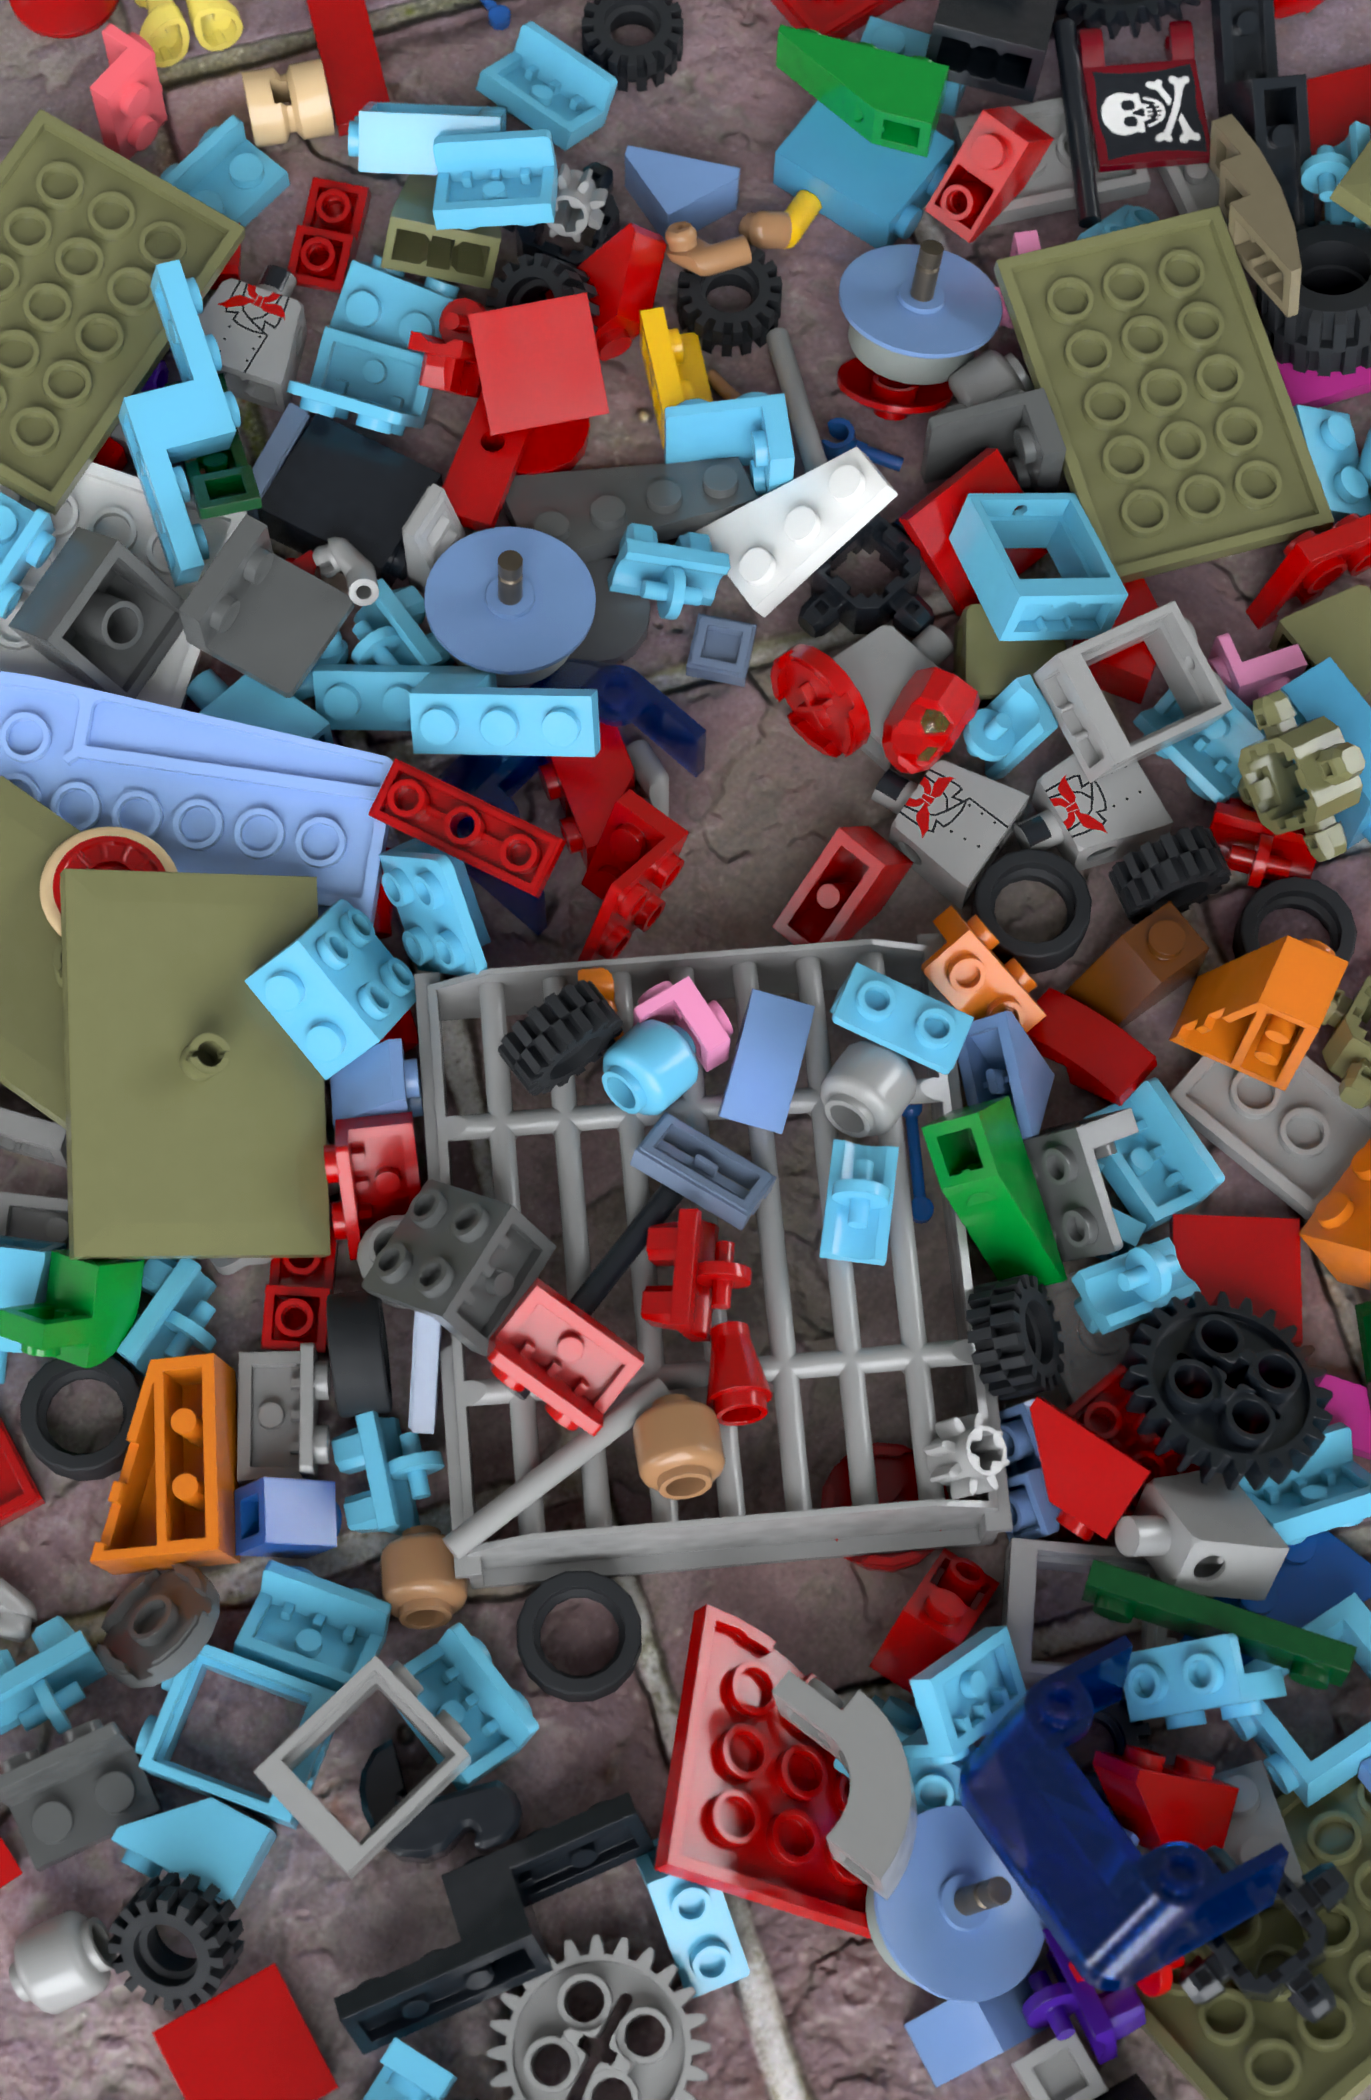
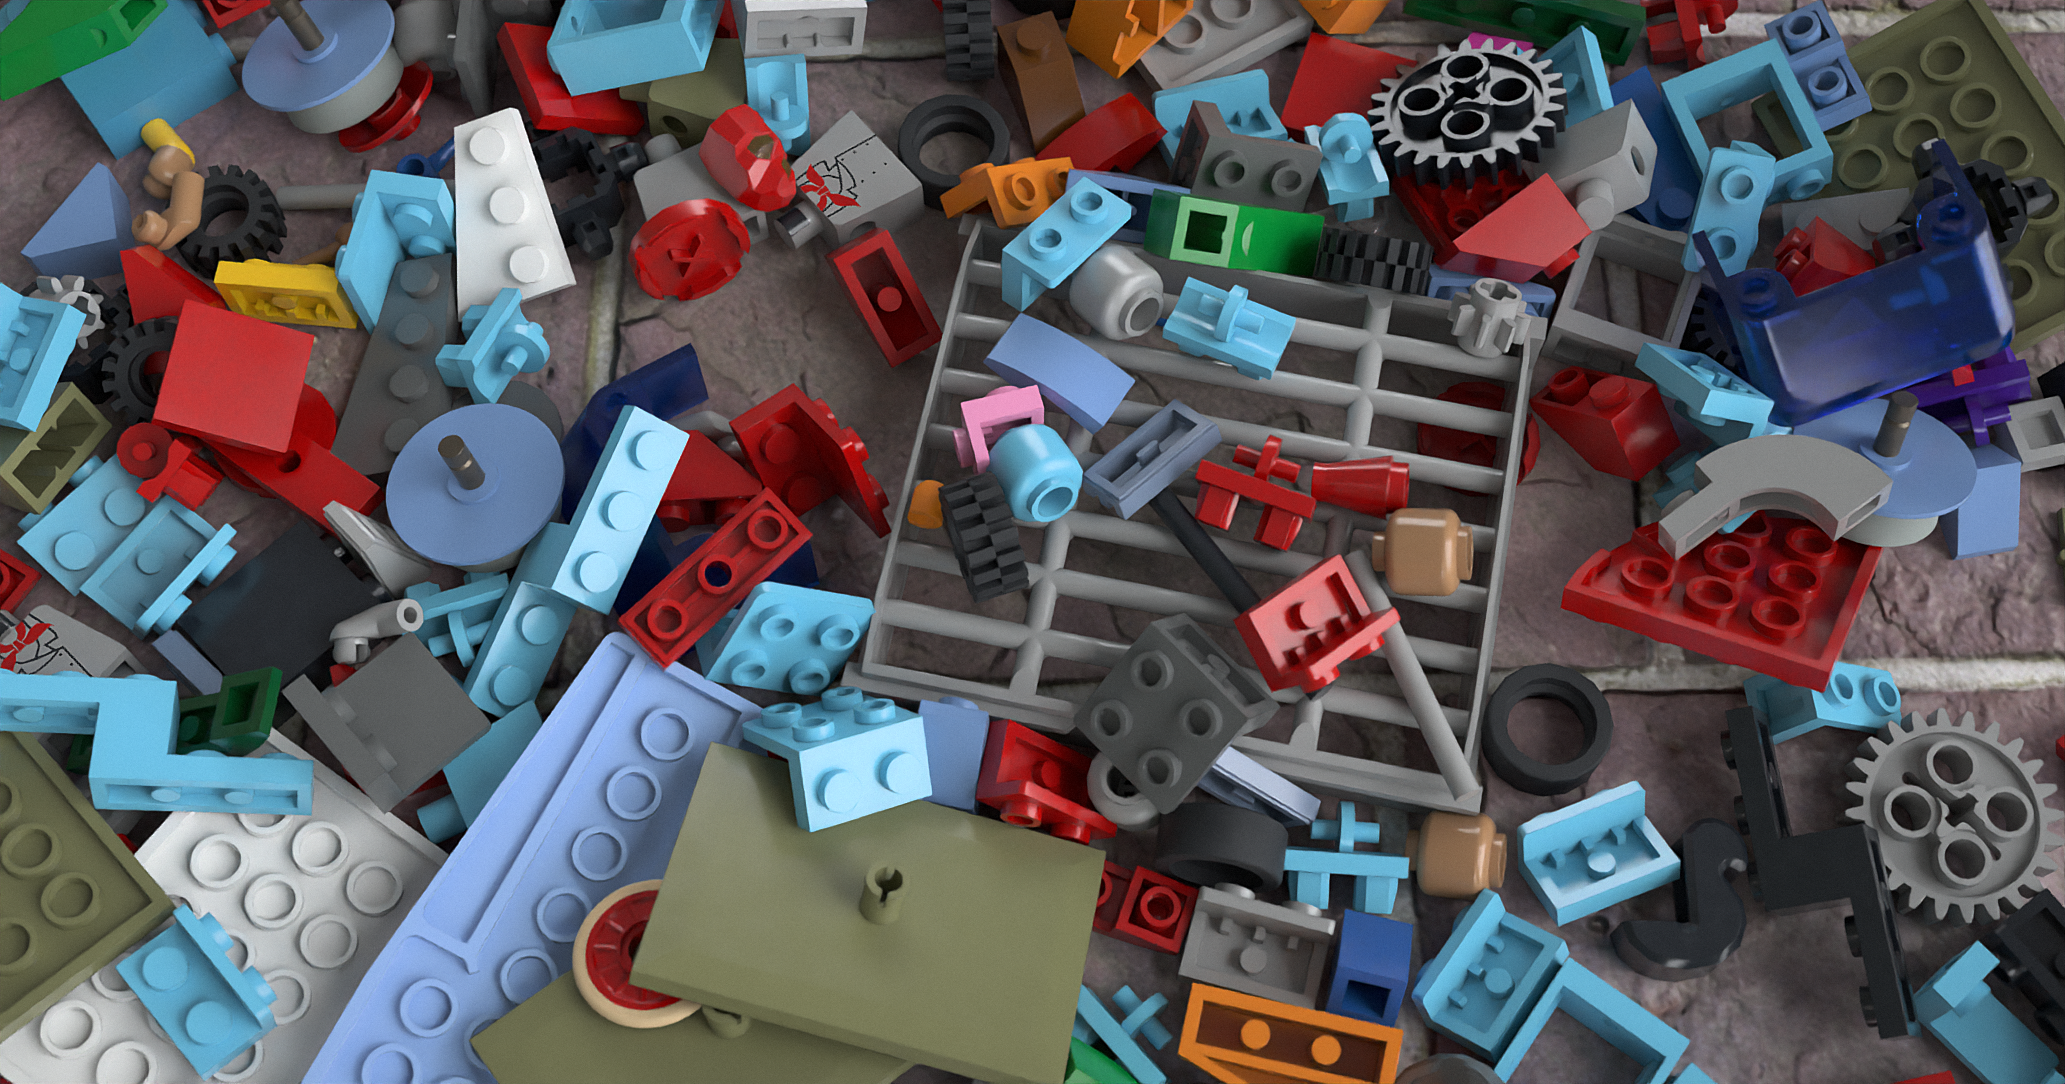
camera: 70 degrees left, 5 degrees down
(101, 615) = (315, 892): dark grey slope -> none
(401, 1690) = (1709, 909): light grey window -> none
(721, 650) = (589, 337): sand blue tile -> none
(1094, 819) = (884, 79): light grey torso -> none
(1308, 1655) = (1638, 239): dark green plate -> none

